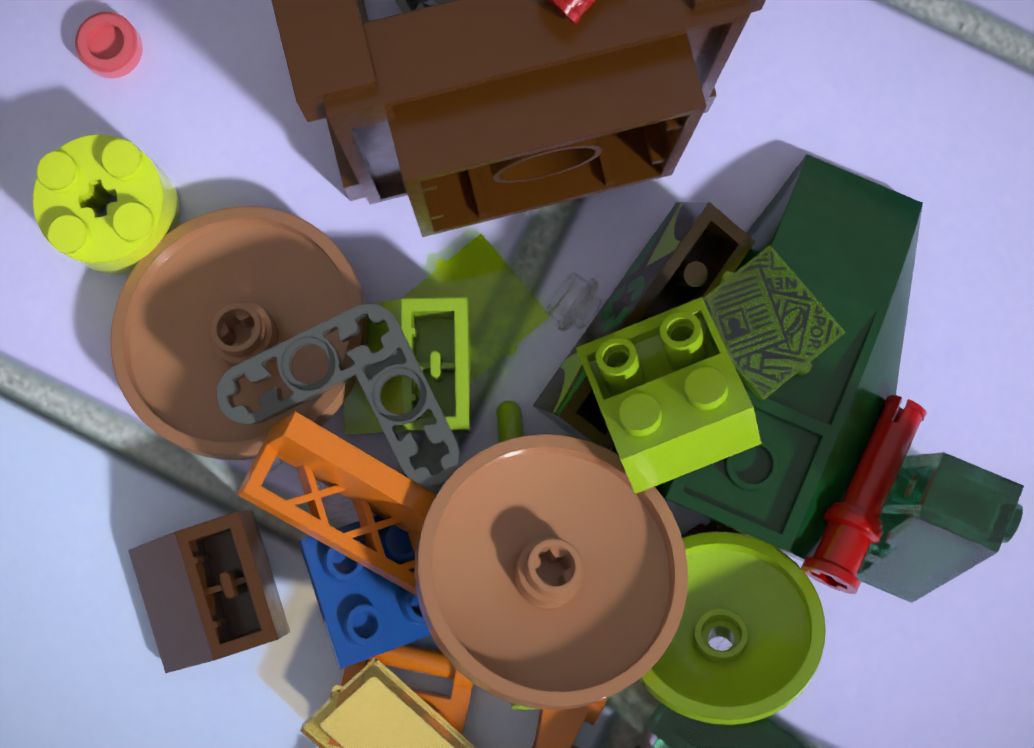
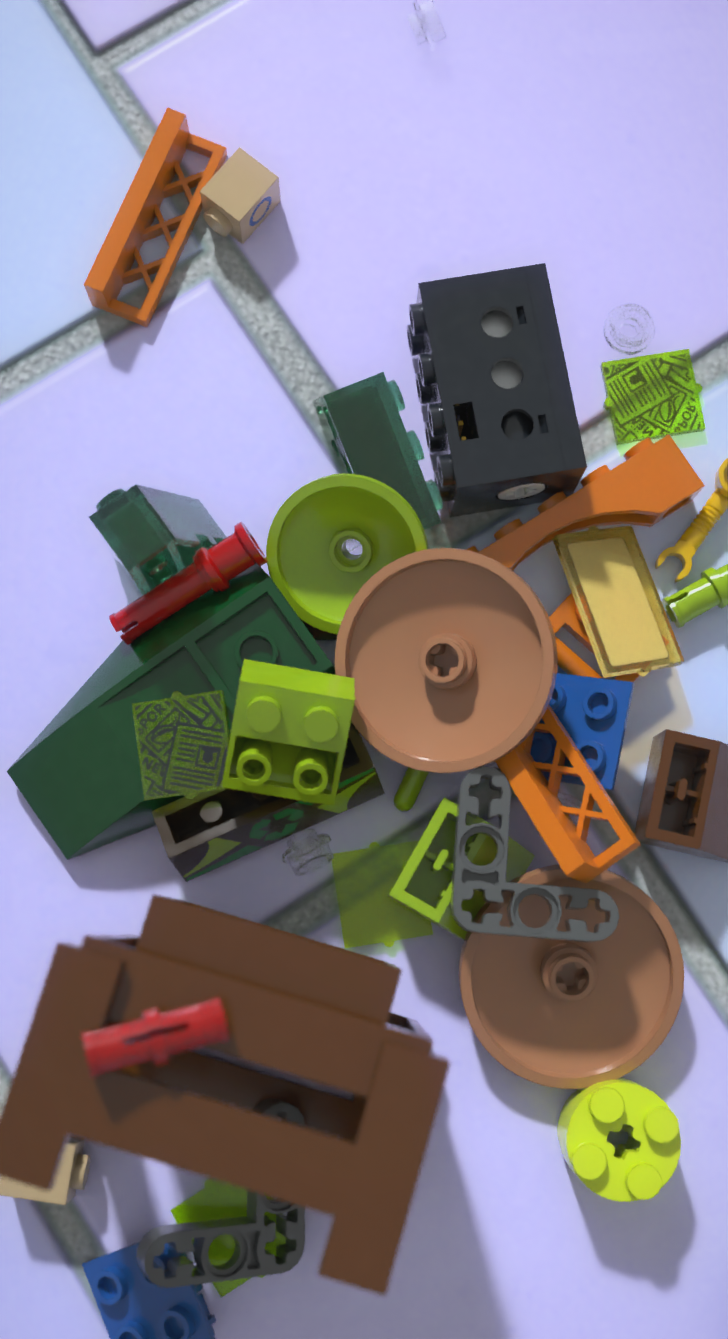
camera: 150 degrees left, 5 degrees down
(108, 45) = (547, 1276): coral tile -> none

